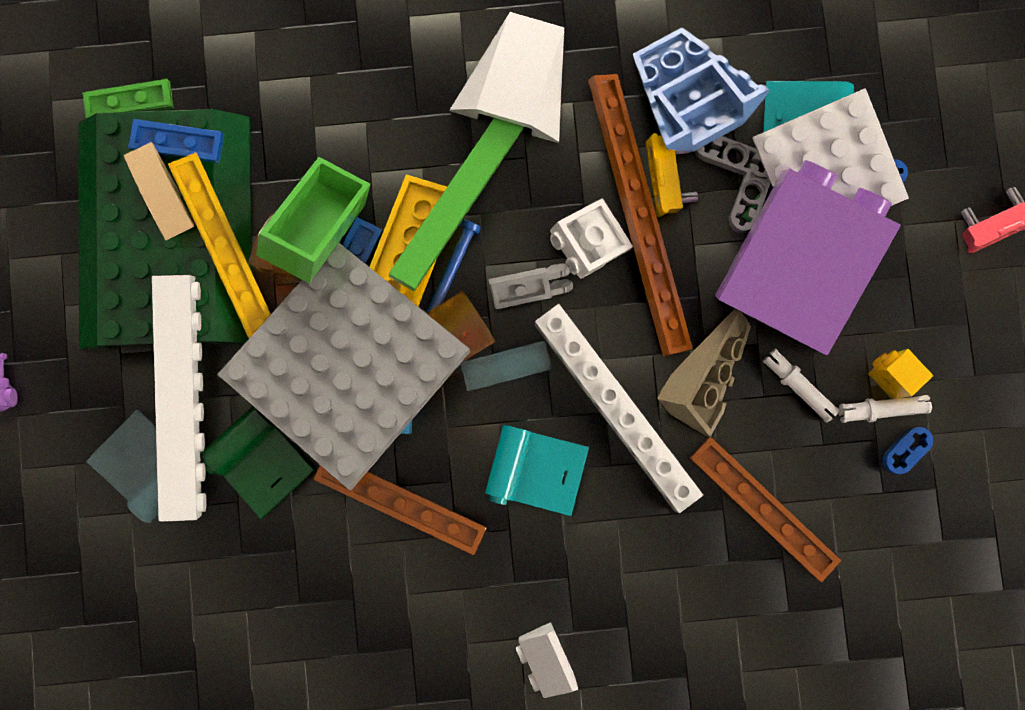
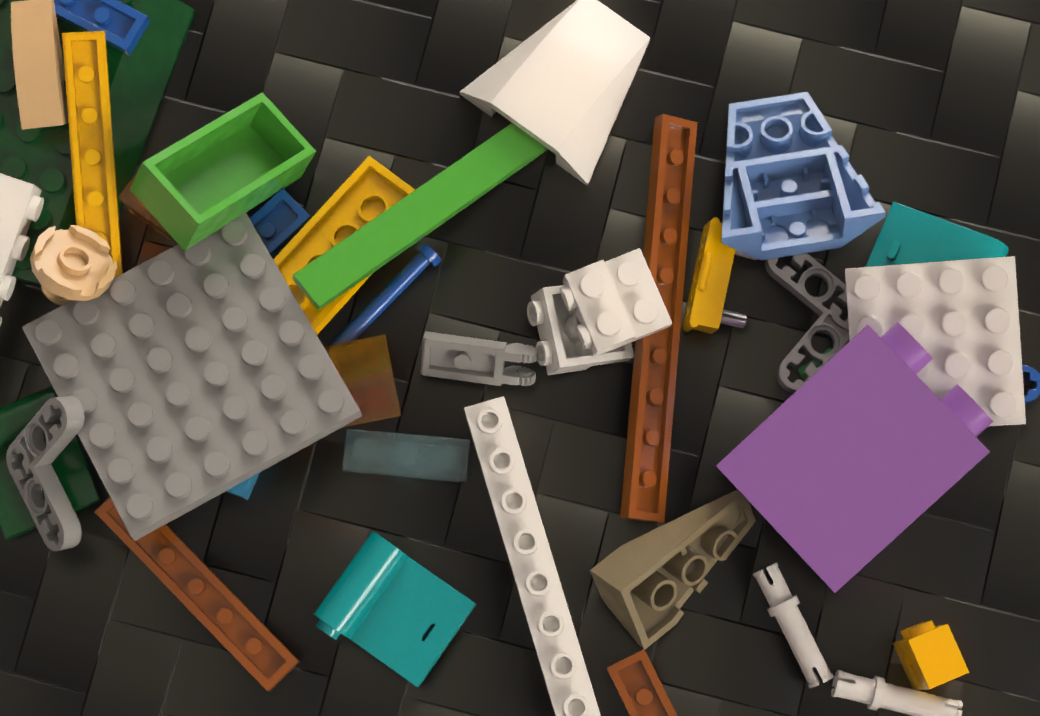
camera: 20 degrees right, 5 degrees down
(236, 320) = (72, 264): none -> tan tile
(260, 466) = (31, 469): none -> light grey beam
(609, 214) = (614, 302): none -> white plate

